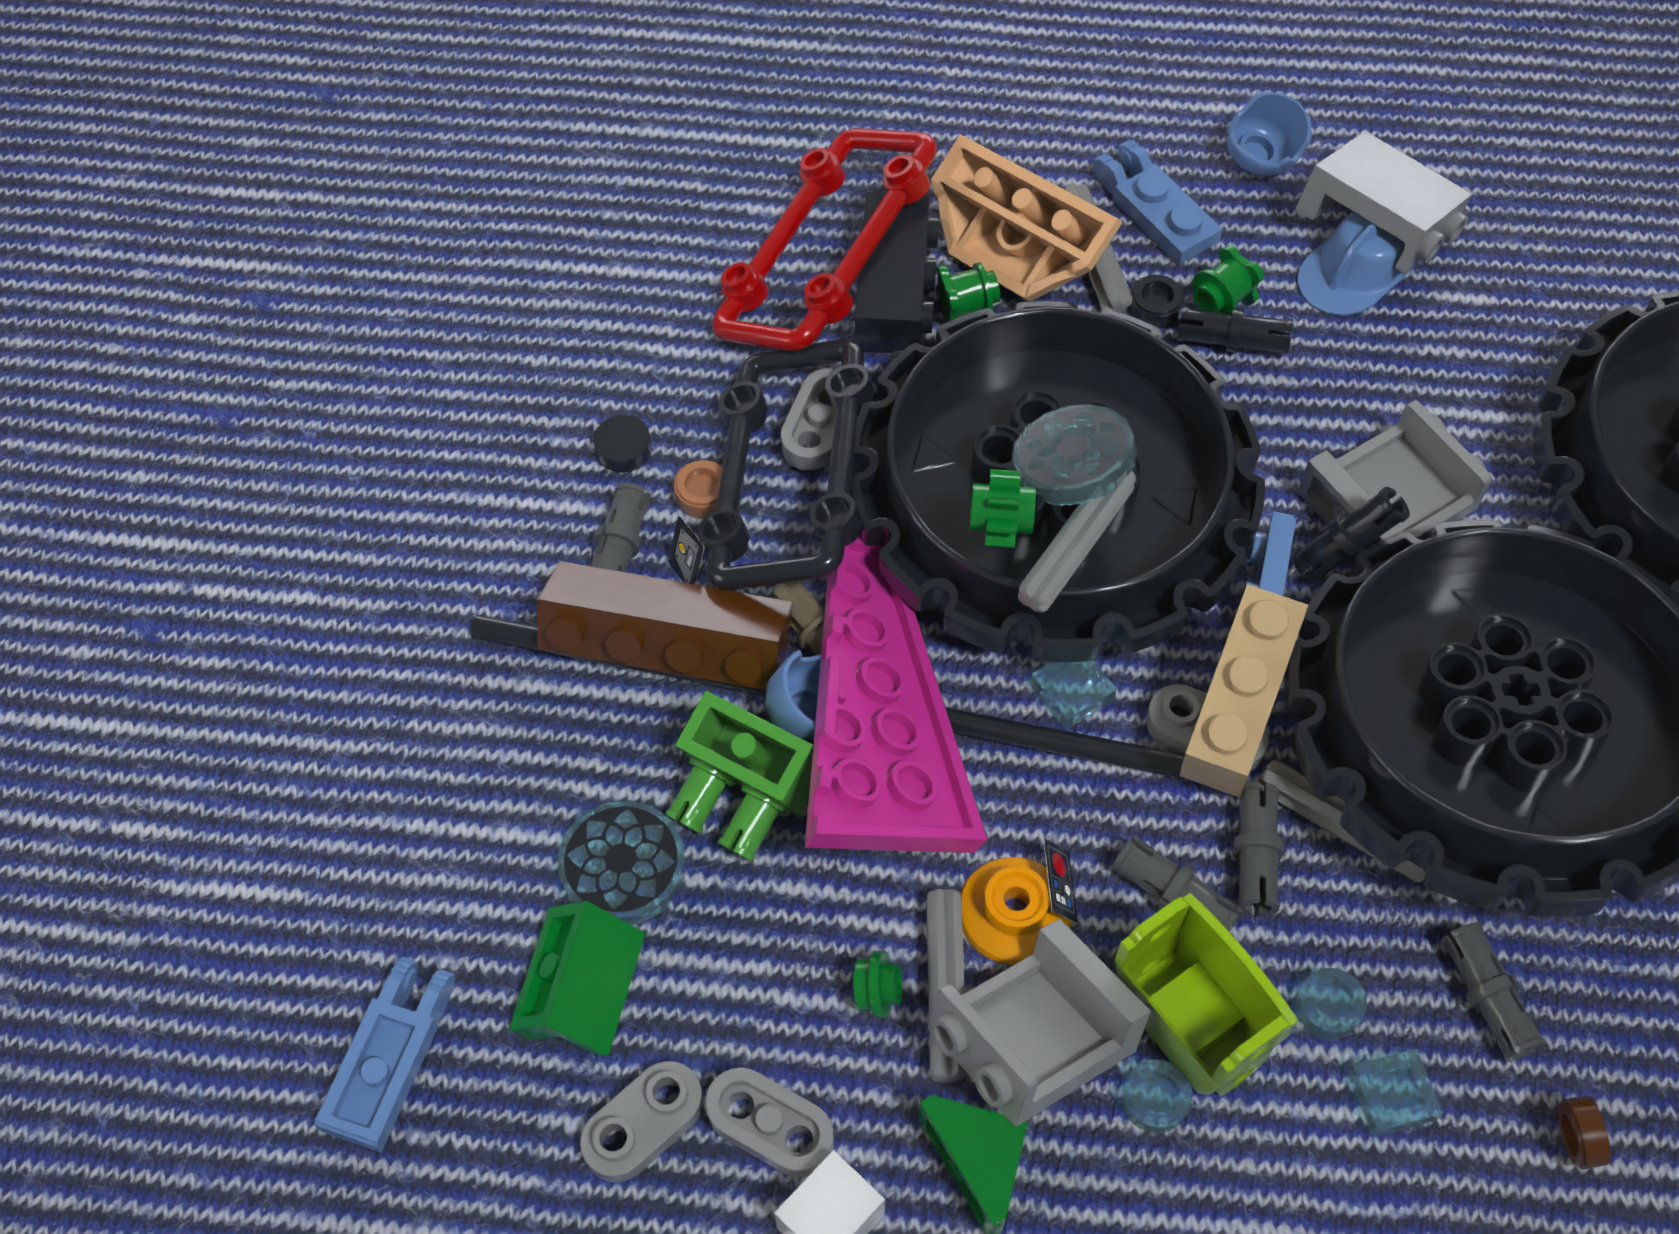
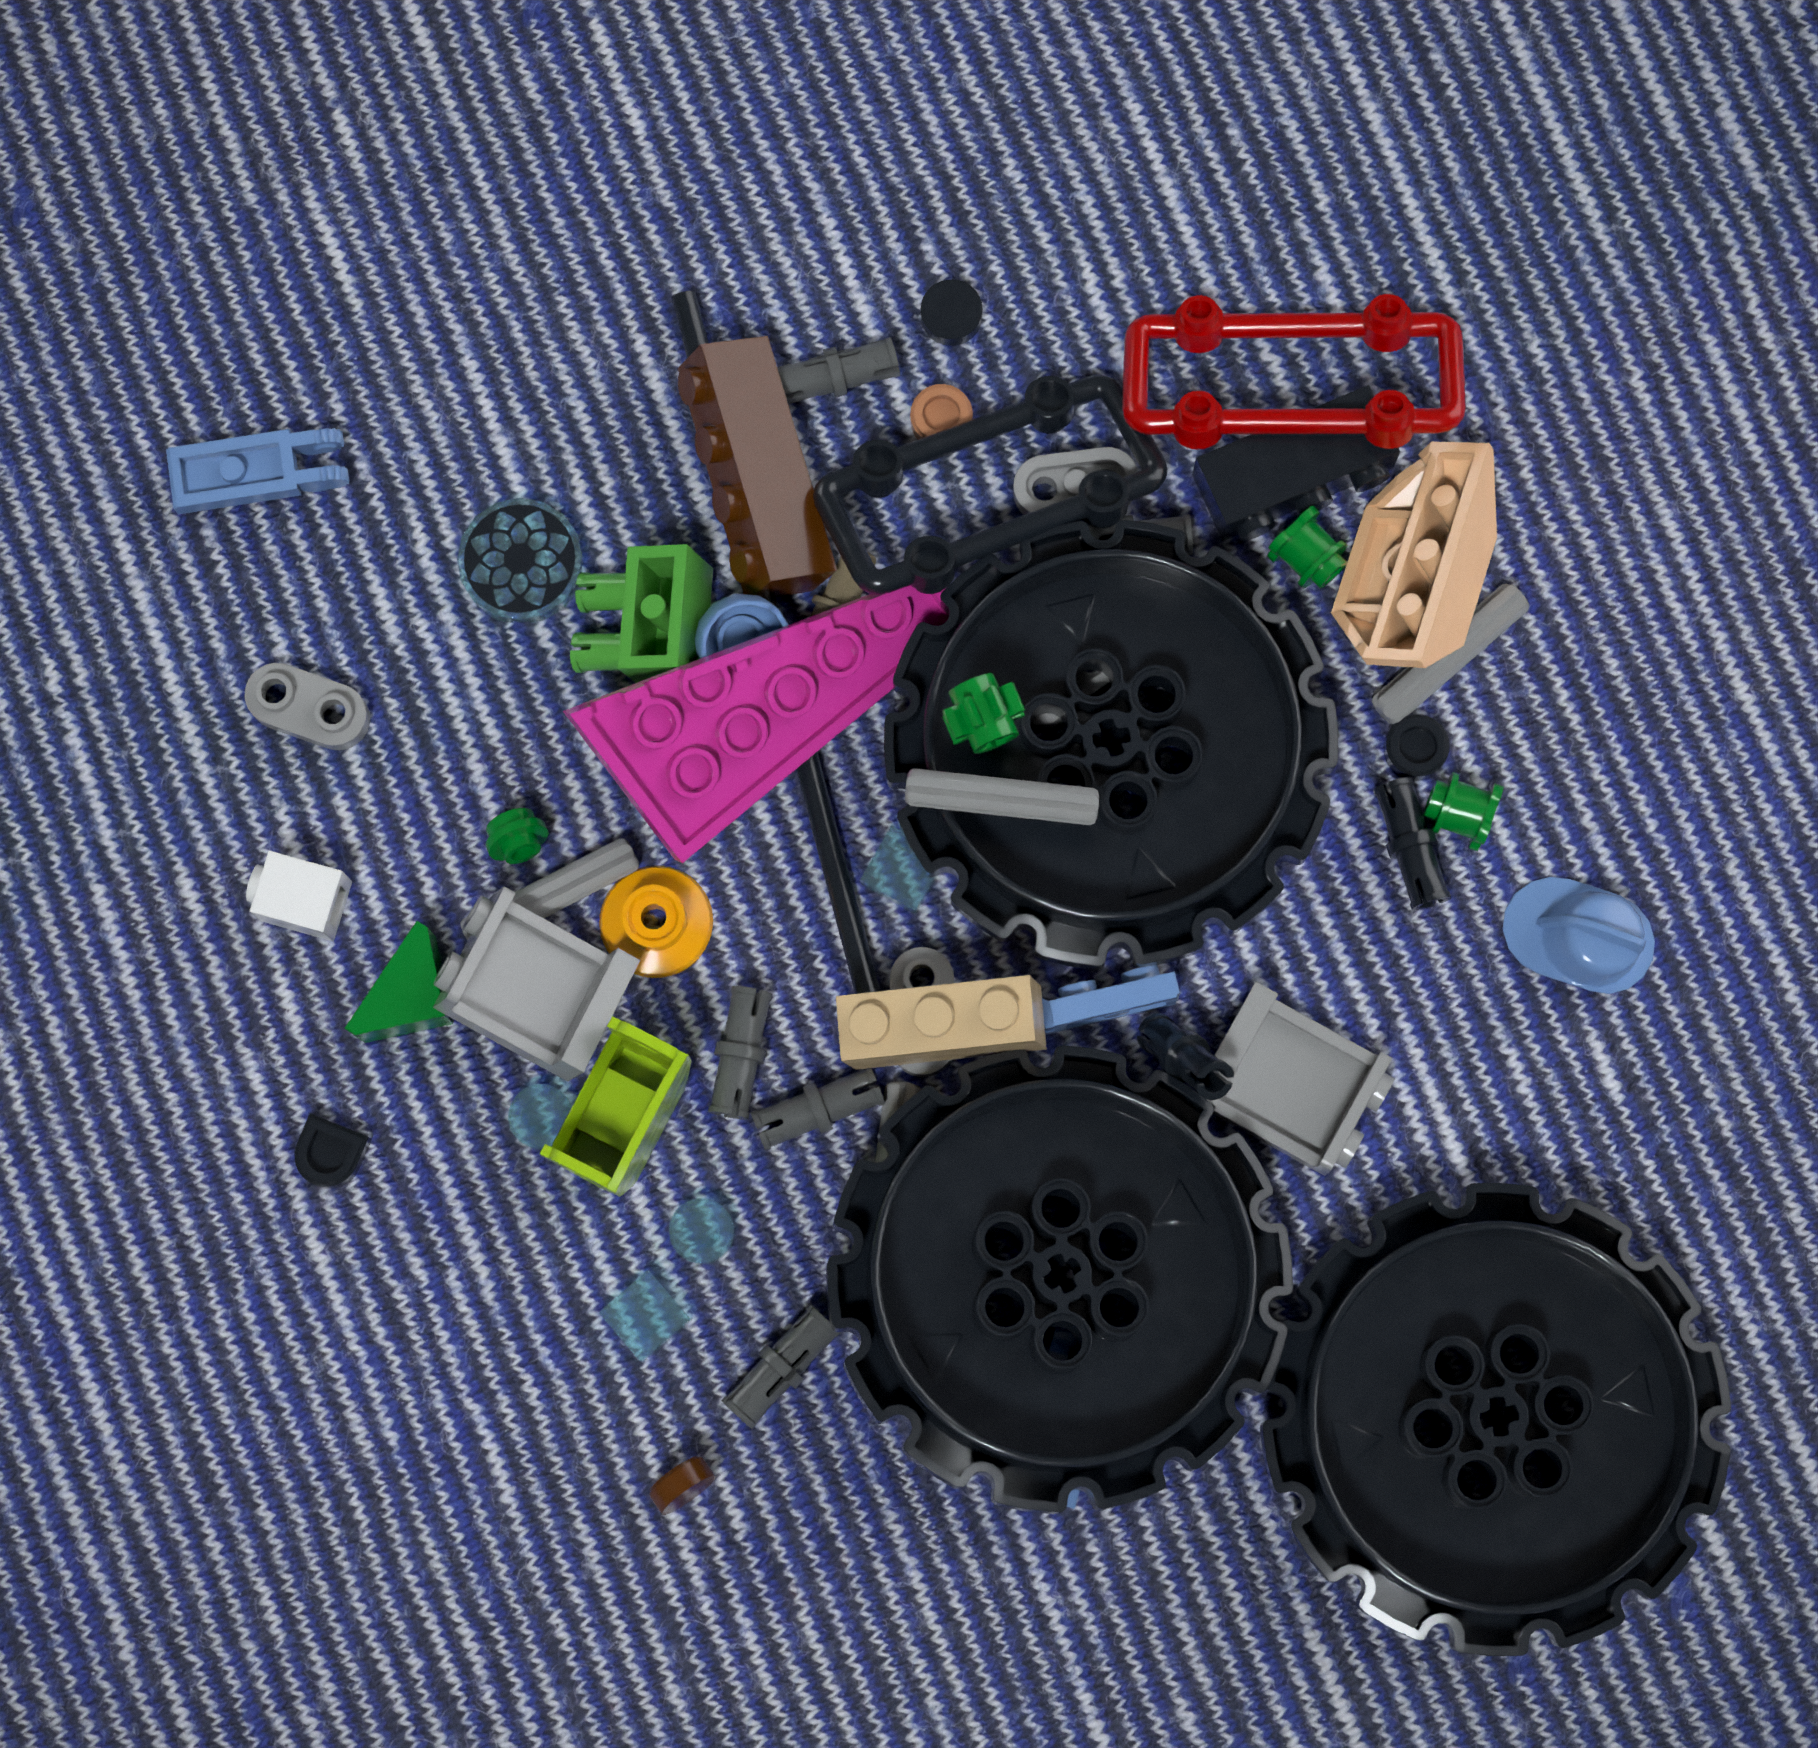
camera: 65 degrees right, 20 degrees up
(578, 977) = (396, 585): green panel -> none
(685, 552) = (847, 443): sticker -> none
(773, 1121) = (353, 811): light grey plate -> none
(1060, 881) = (694, 947): black sticker -> none
(1075, 453) = (1084, 750): clear light blue tile -> none
(1156, 203) = (1550, 694): medium blue hinge -> none
(1269, 134) = (1699, 767): medium blue hair -> none
(1391, 193) = (1667, 930): panel -> none

